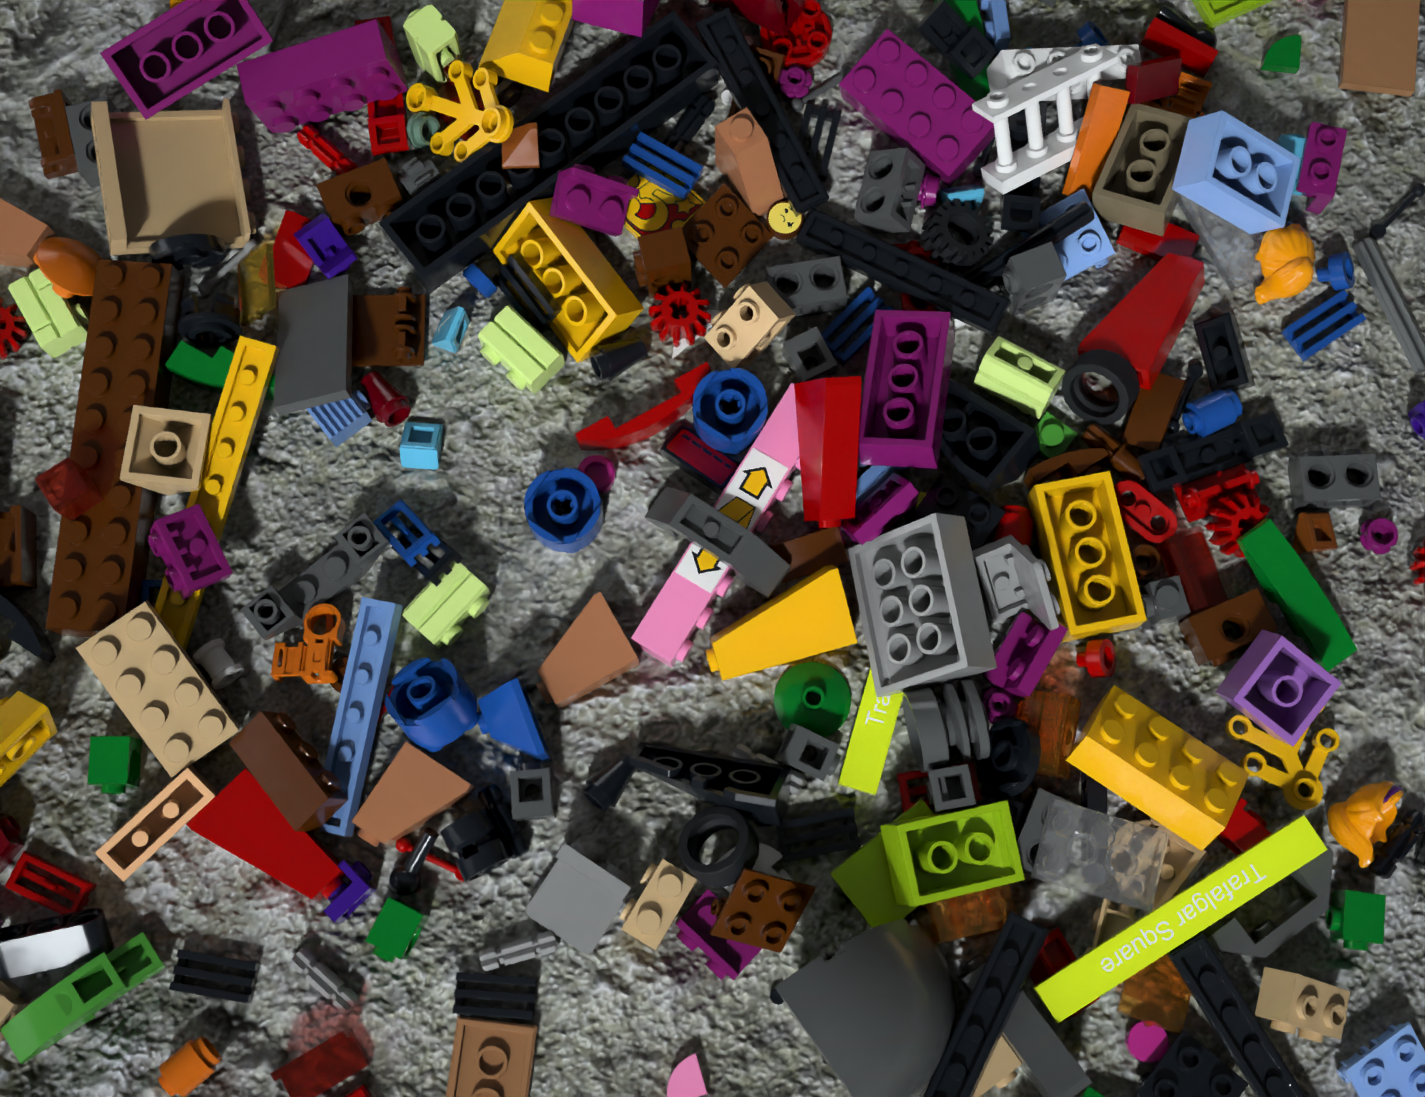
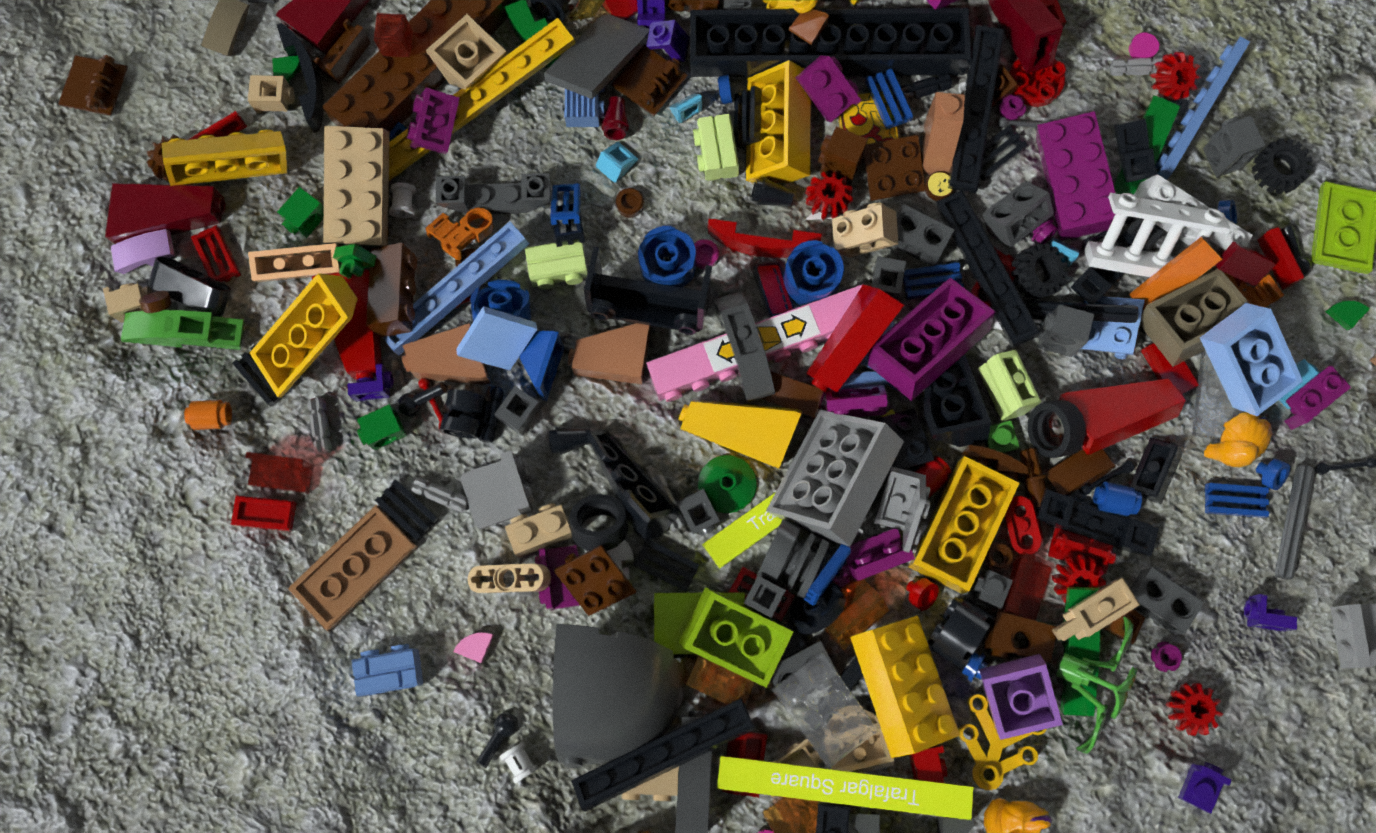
camera: 40 degrees right, 0 degrees up
(28, 990) = (155, 302): none -> reddish brown tile
(222, 770) = (353, 260): none -> green tile
(234, 891) = (304, 331): none -> yellow slope
(375, 268) = (670, 37): none -> dark purple bracket
(453, 735) = (496, 338): none -> light blue tile
(471, 479) = (629, 202): none -> reddish brown tile
(585, 570) = (645, 301): none -> black windscreen
(663, 997) = (518, 585): none -> tan beam
(995, 713) = (827, 574): none -> blue tile
(1169, 668) = (961, 633): none -> black brick
(1206, 693) = (974, 664): none -> blue plate
(1285, 543) = (1097, 611): none -> tan hinge
(1315, 617) = (1079, 672): none -> bright green plant

